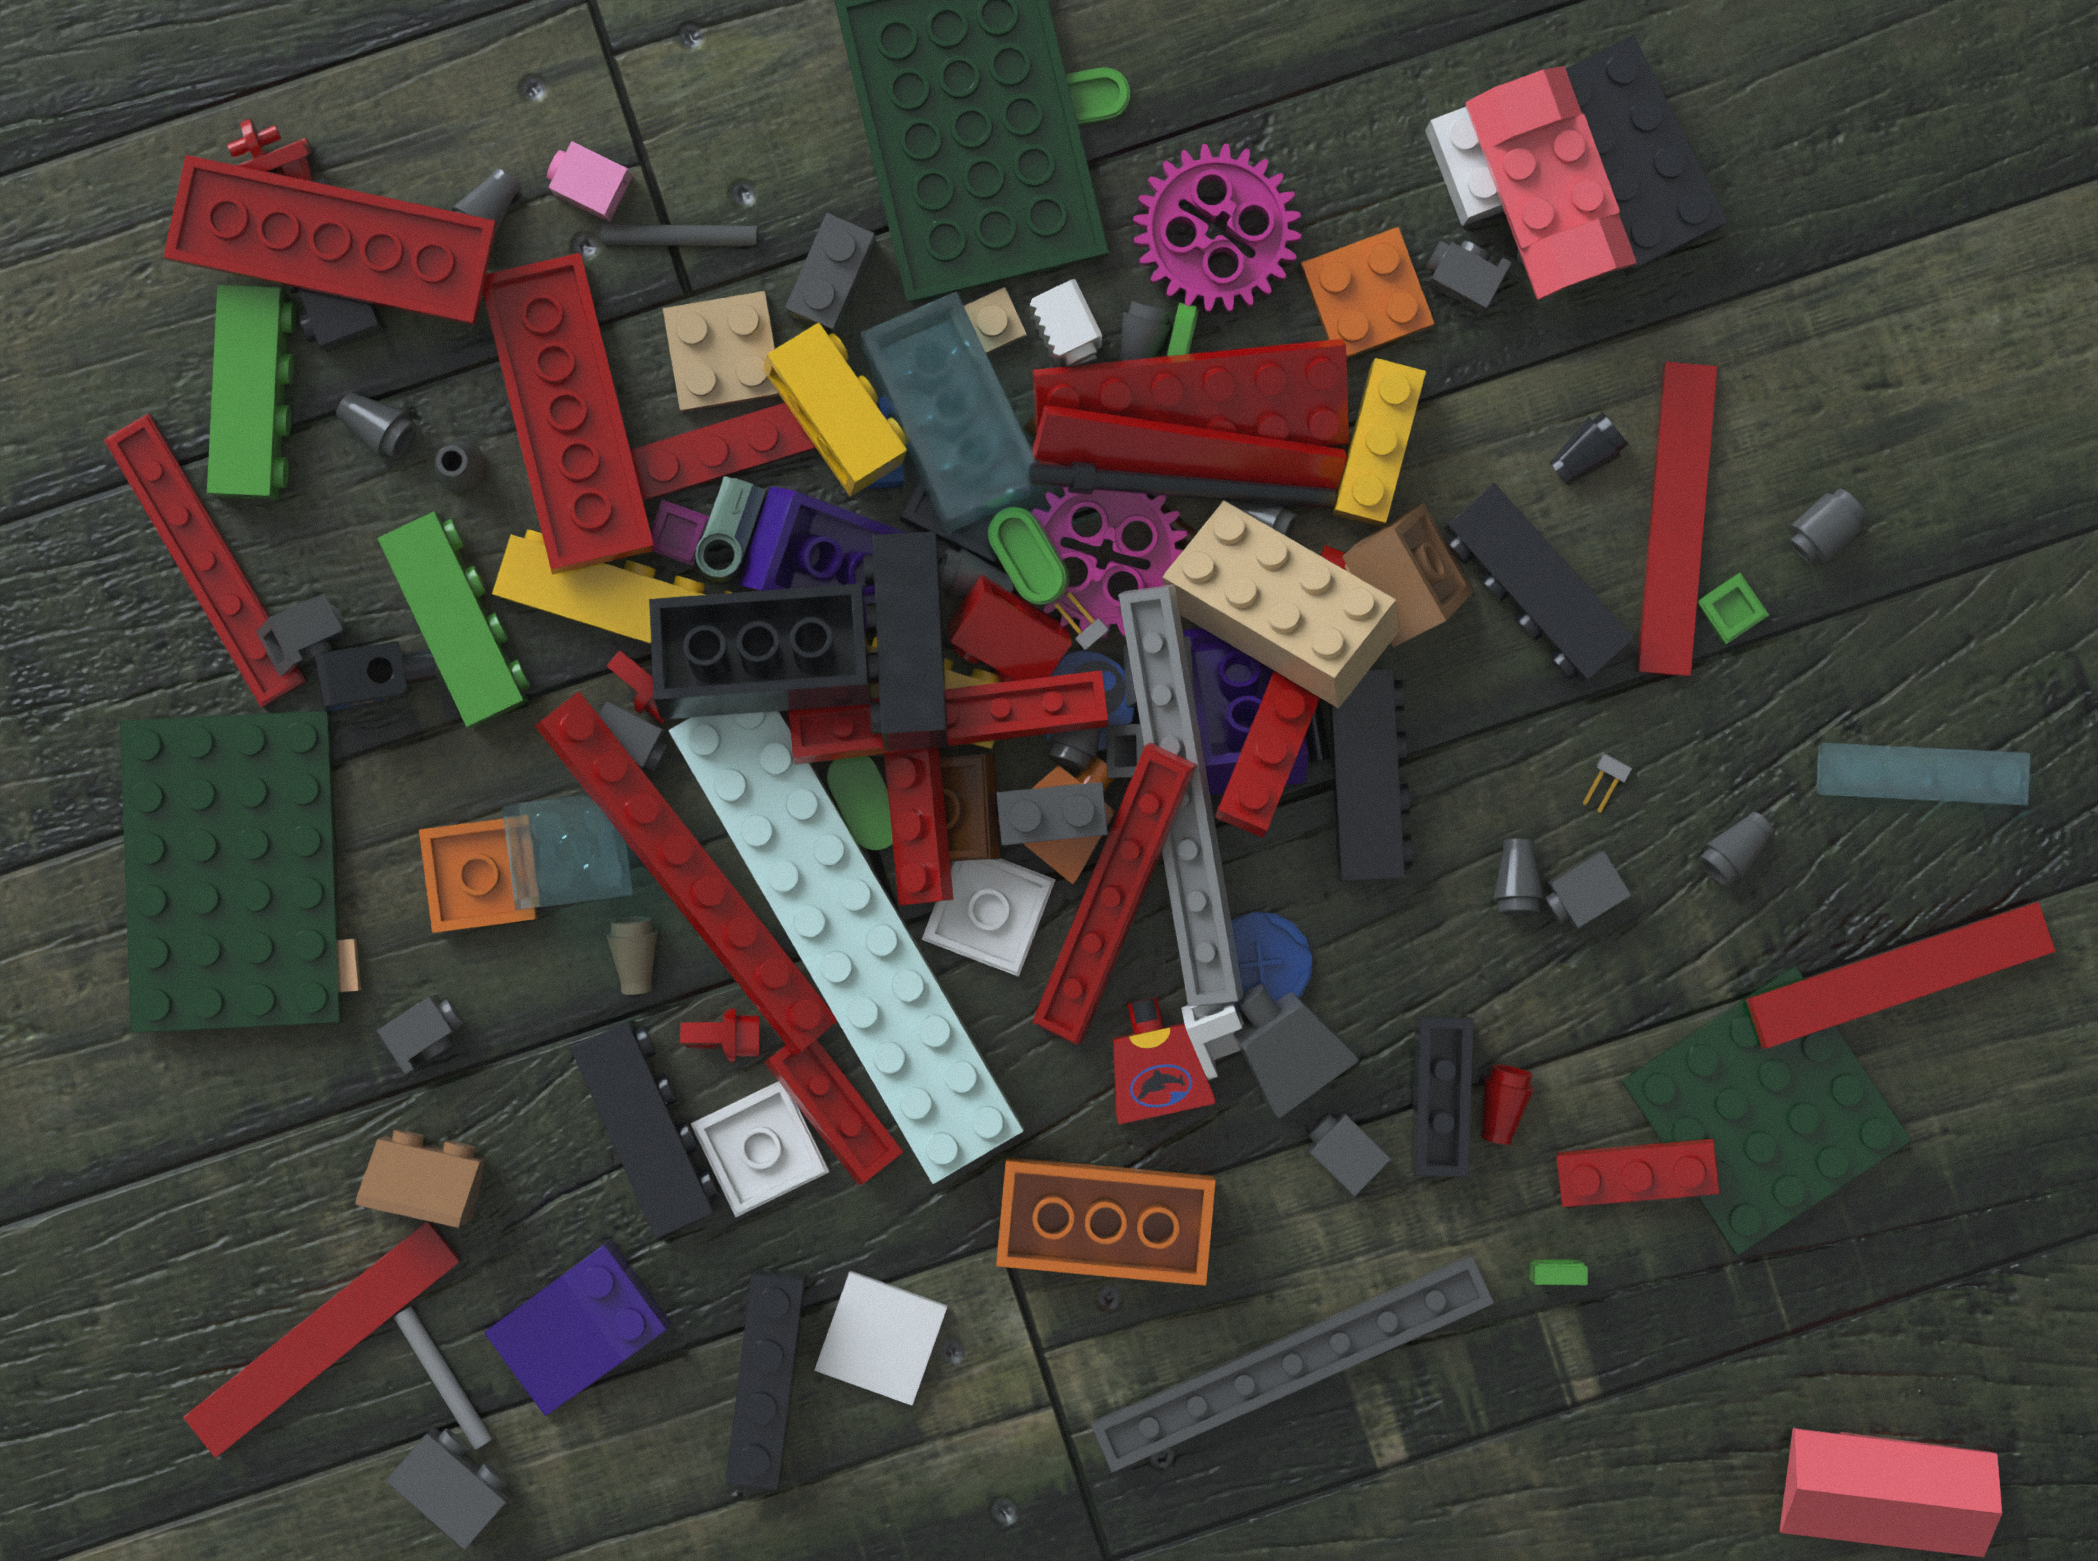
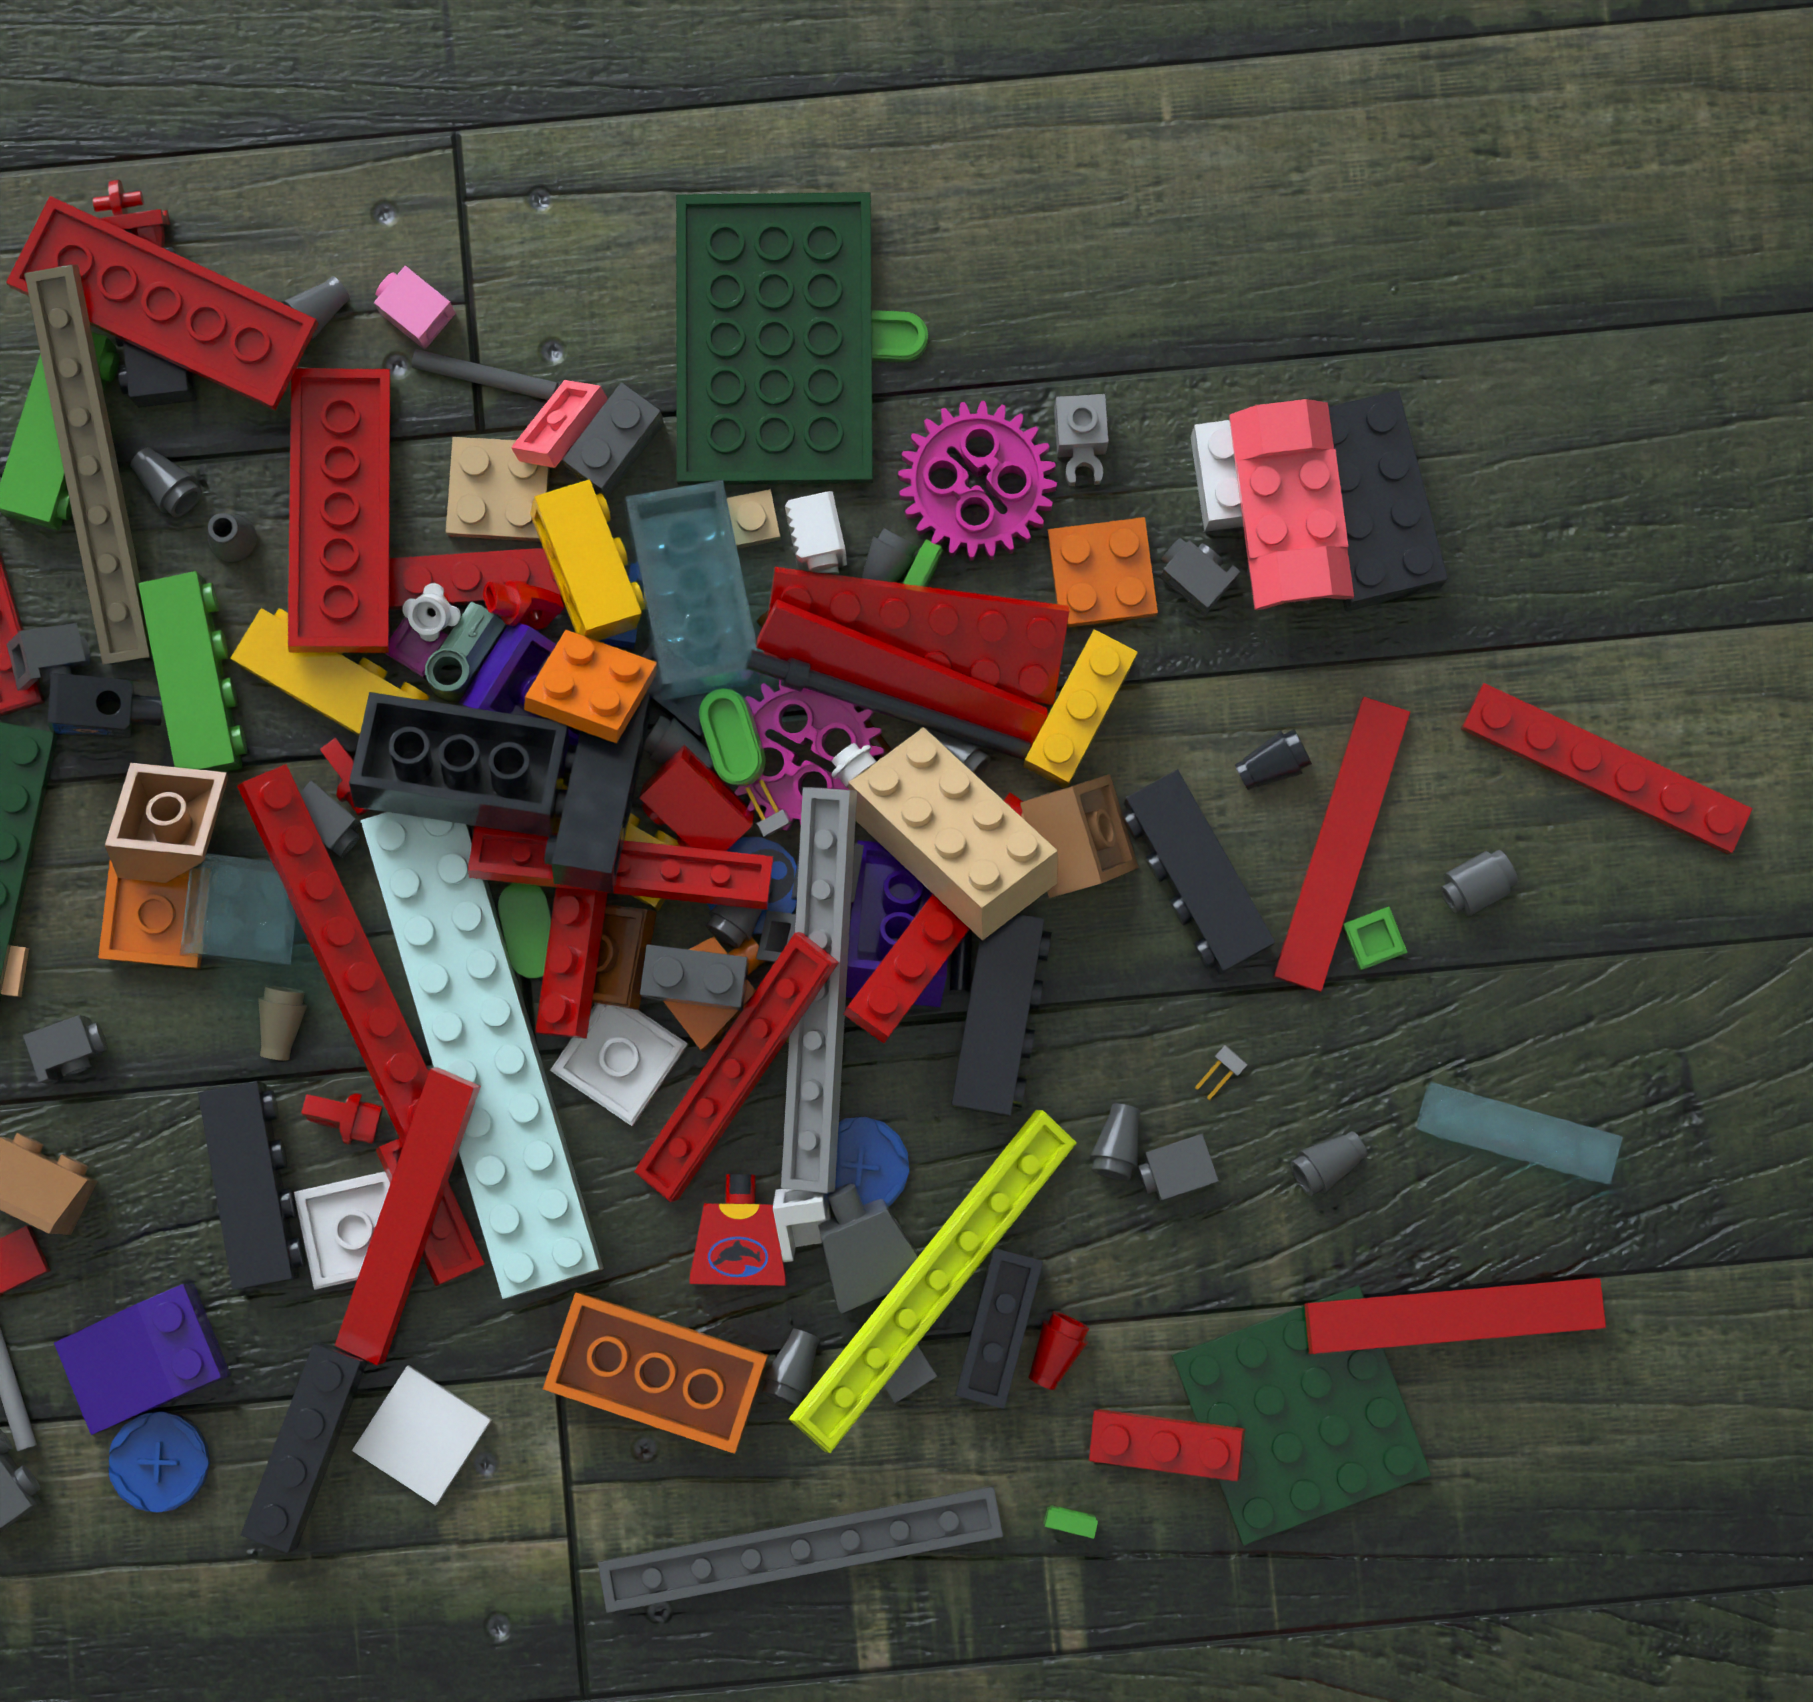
camera: 10 degrees right, 5 degrees down
(296, 424) = (89, 462): none -> dark tan plate
(468, 778) = (163, 821): none -> medium nougat slope
(620, 1426) = (158, 1461): none -> blue tile
(682, 511) = (417, 612): none -> white plate
(771, 270) = (559, 423): none -> coral plate
(778, 466) = (522, 603): none -> red piece
(815, 1122) = (407, 1215): none -> red tile
(874, 539) = (590, 686): none -> orange plate
(1160, 555) = (852, 762): none -> white plate
(1240, 1186) = (792, 1369): none -> dark grey cone
(1313, 153) = (1081, 433): none -> light grey brick
(1365, 1064) = (932, 1281): none -> neon yellow tile
(1931, 378) = (1606, 768): none -> red plate

